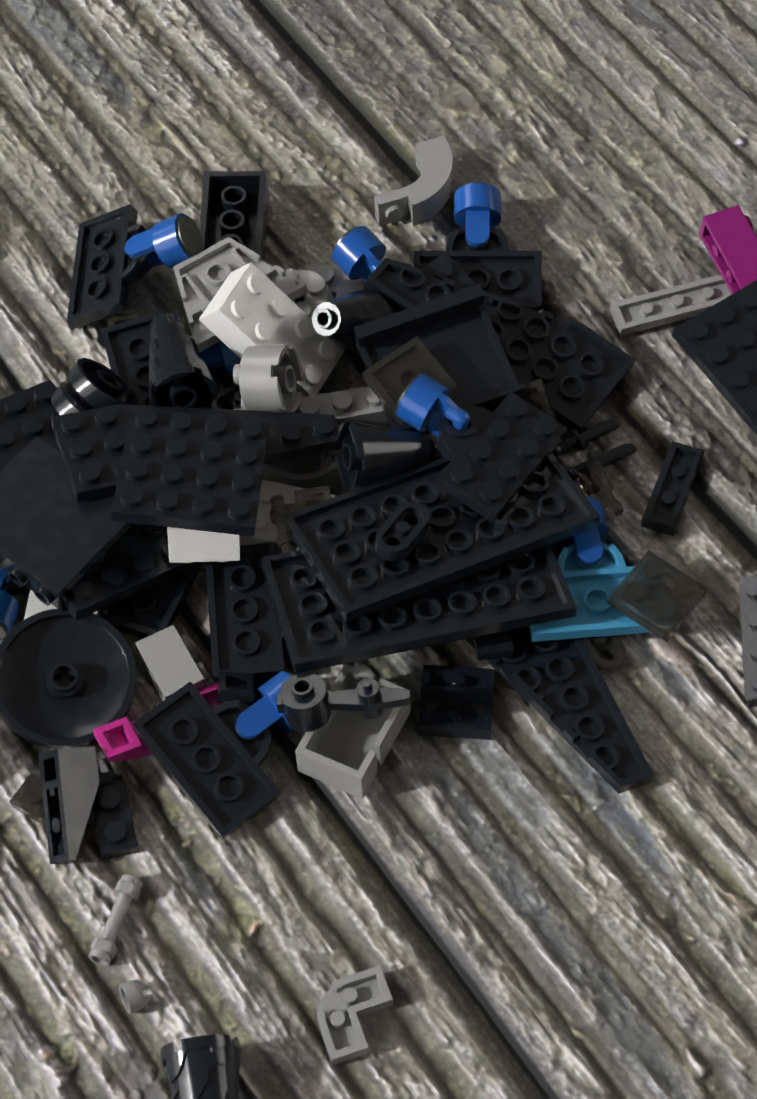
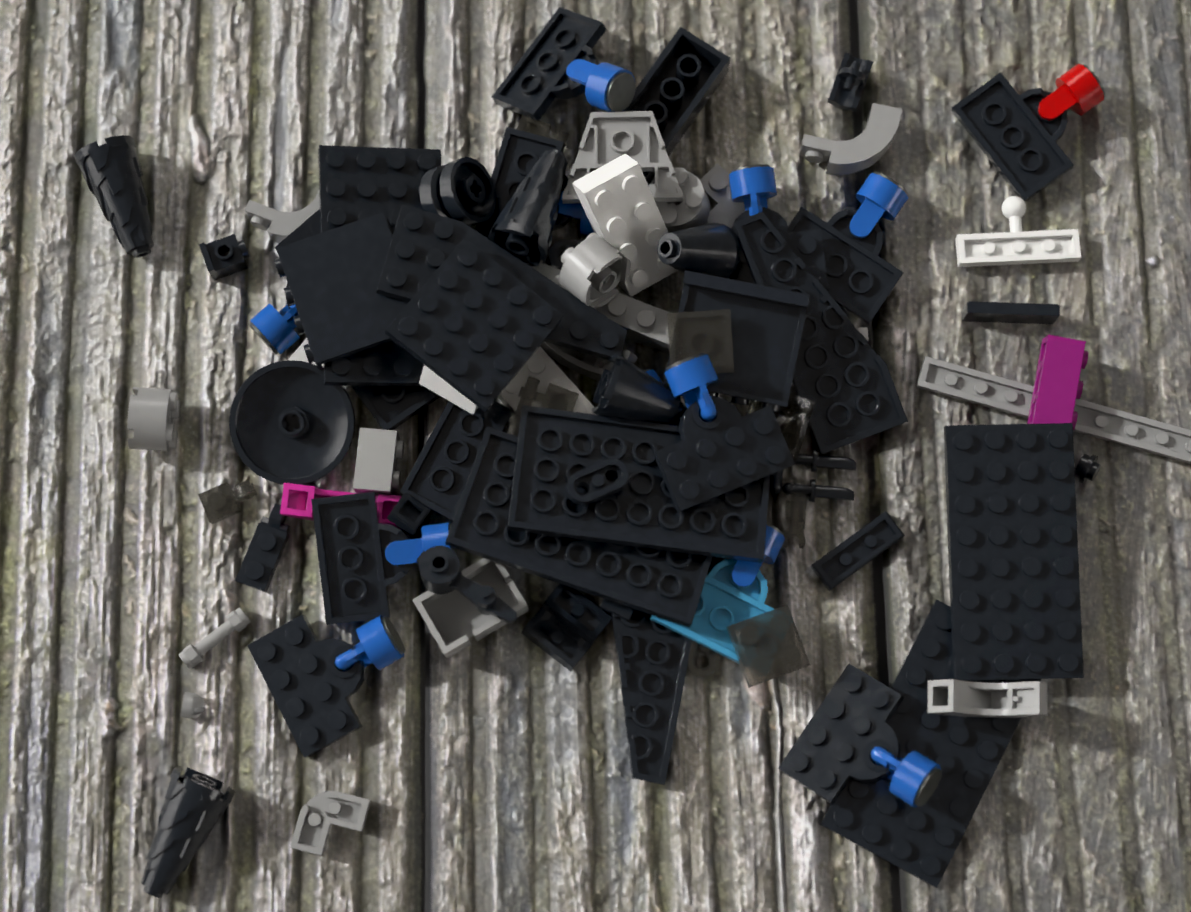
camera: 30 degrees right, 20 degrees up
(68, 793) = (237, 522): black slope -> none
(248, 891) = (318, 677): none -> black plate
(383, 145) = (849, 82): none -> black hips
(560, 97) = (1023, 129): none -> black plate
(620, 186) = (1017, 245): none -> white plate
(655, 235) = (1010, 312): none -> black tile

